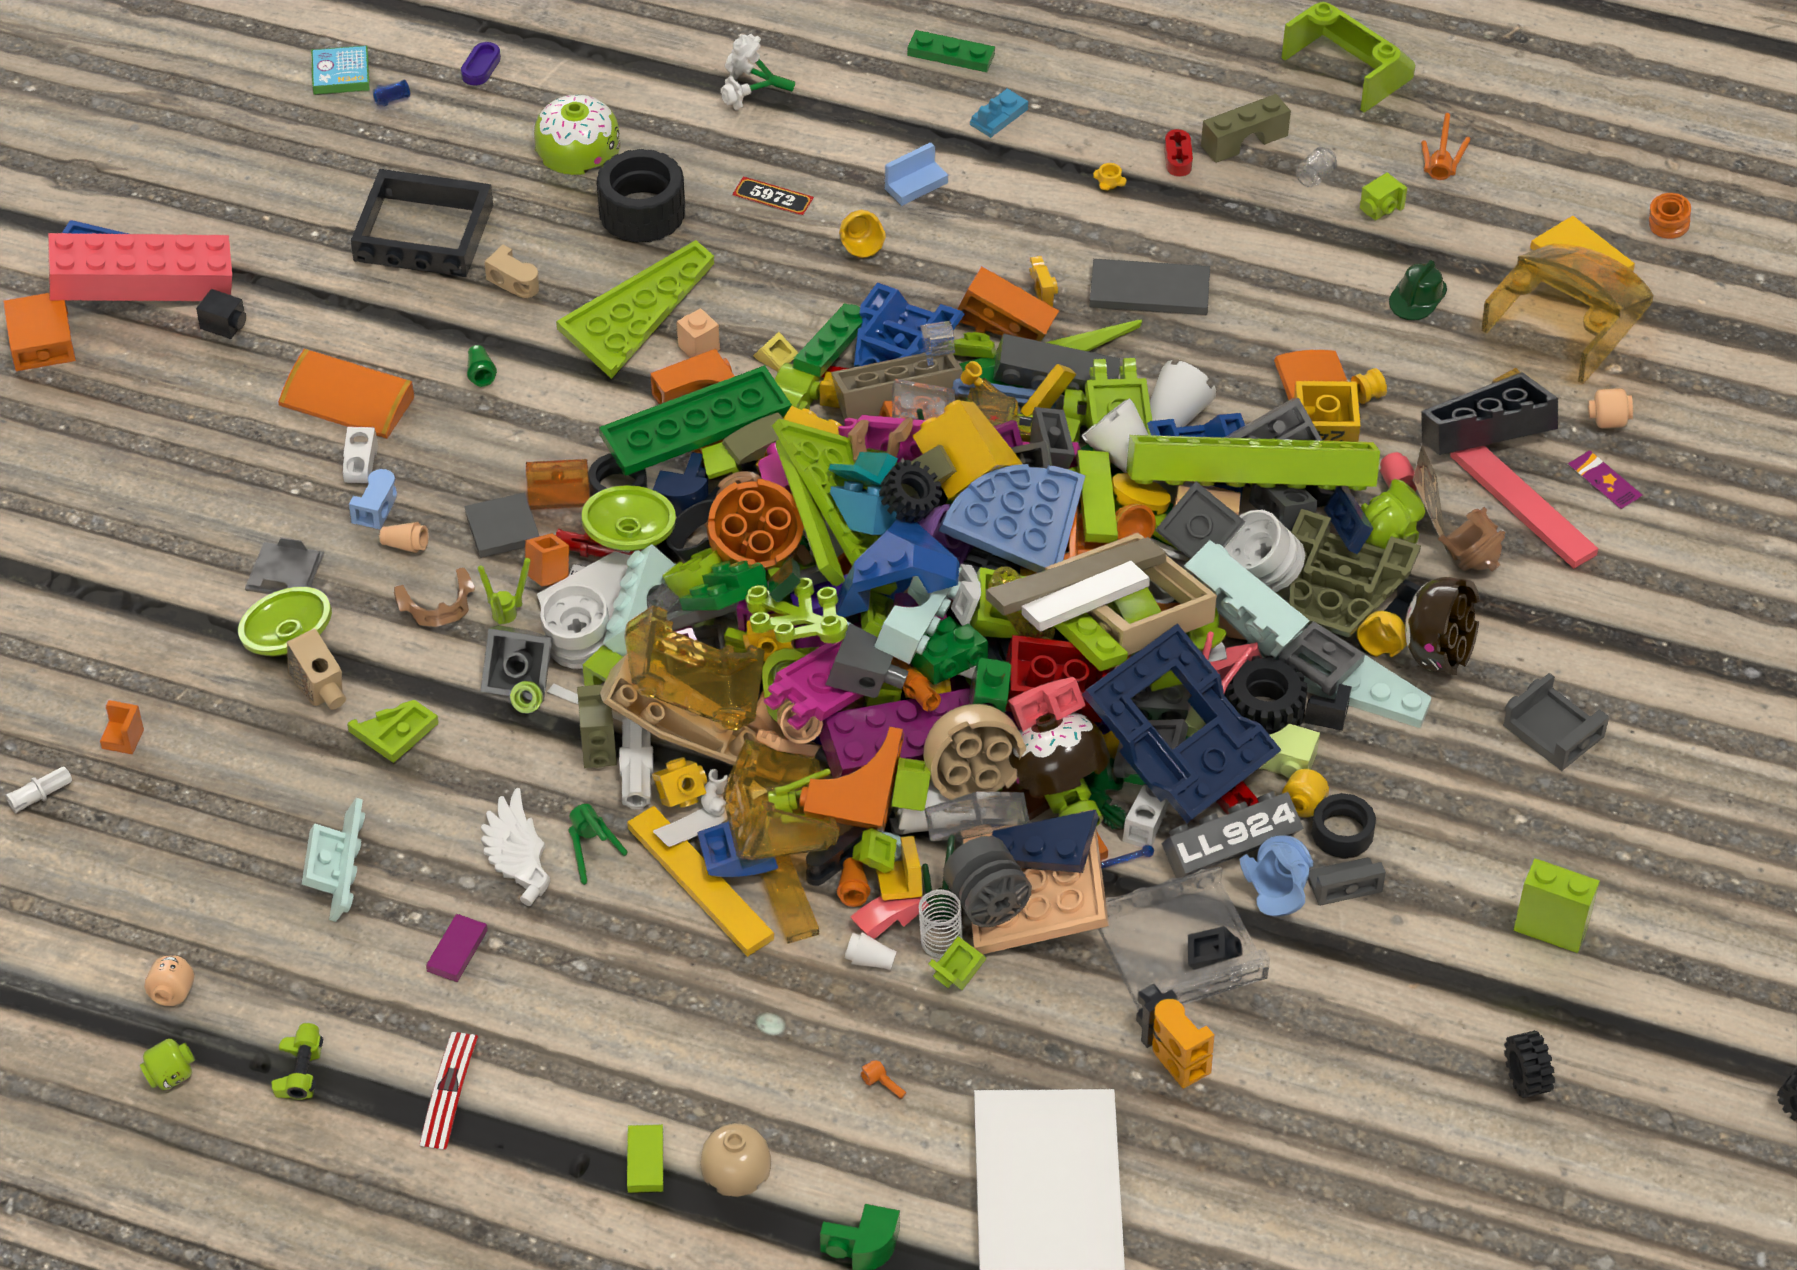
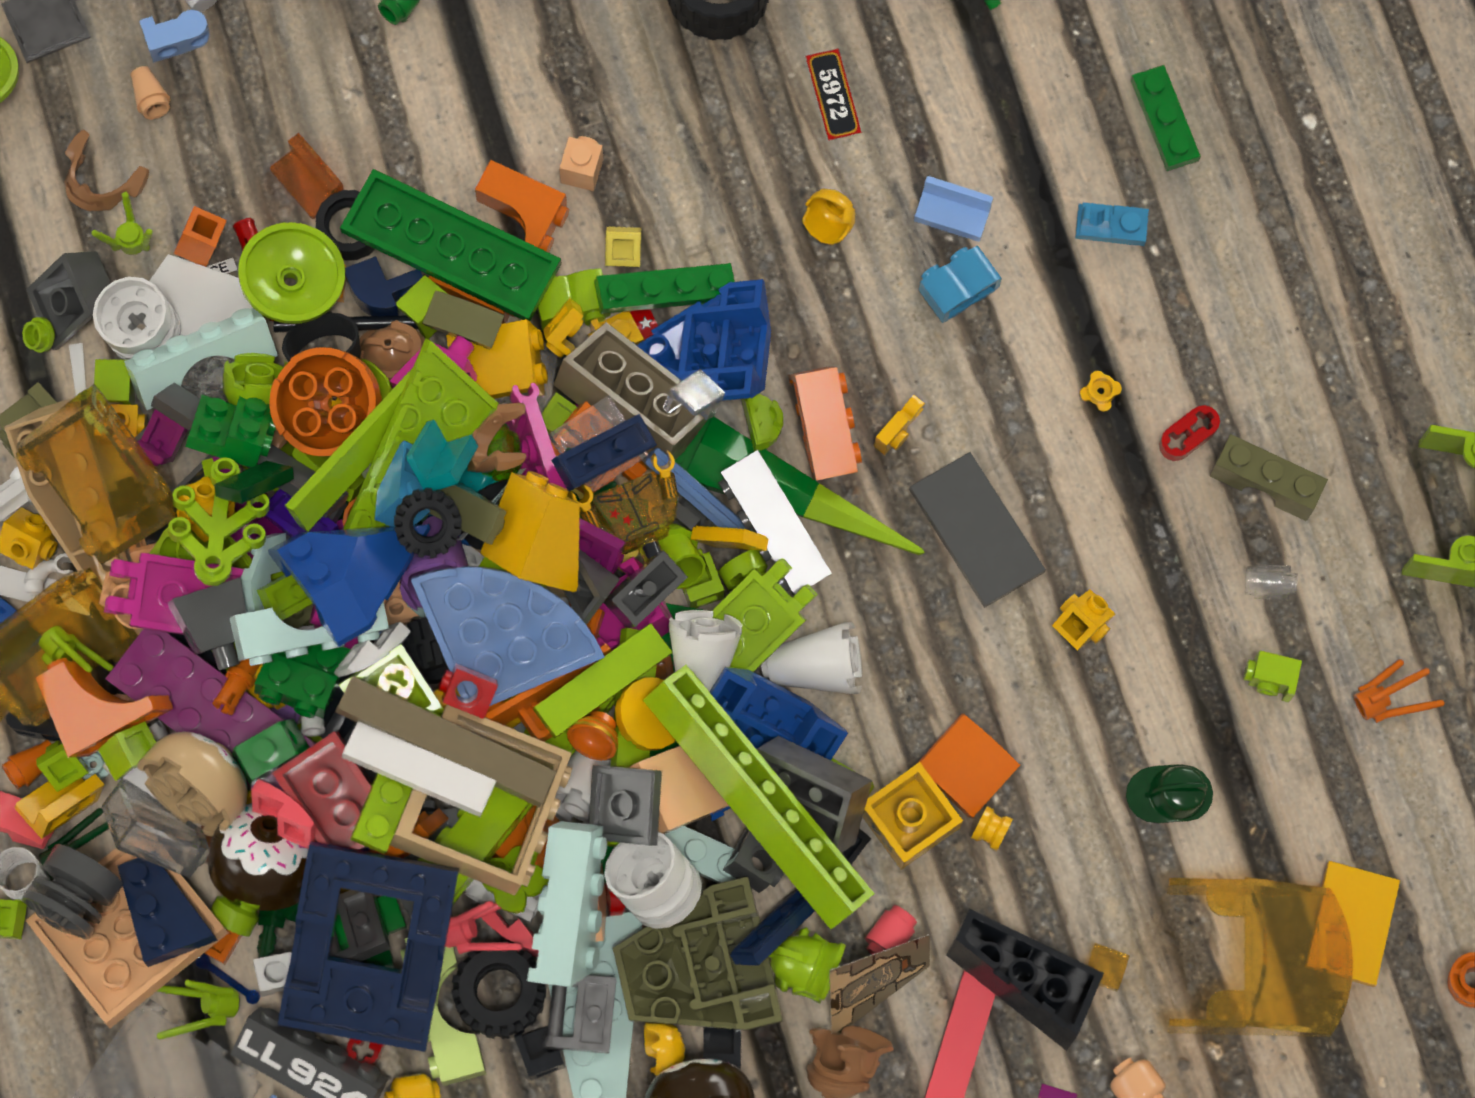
camera: 50 degrees right, 25 degrees up
(501, 524) = (229, 163): dark grey tile -> none
(626, 315) = (563, 78): lime wing -> none
(812, 394) = (563, 324): none -> yellow bracket
(936, 393) = (604, 452): none -> dark blue tile
(970, 198) = (959, 283): none -> dark azure brick
(1047, 548) = (477, 704): none -> red brick
(1136, 866) = (215, 1000): none -> lime plant
(1274, 260) = (1084, 619): none -> yellow brick

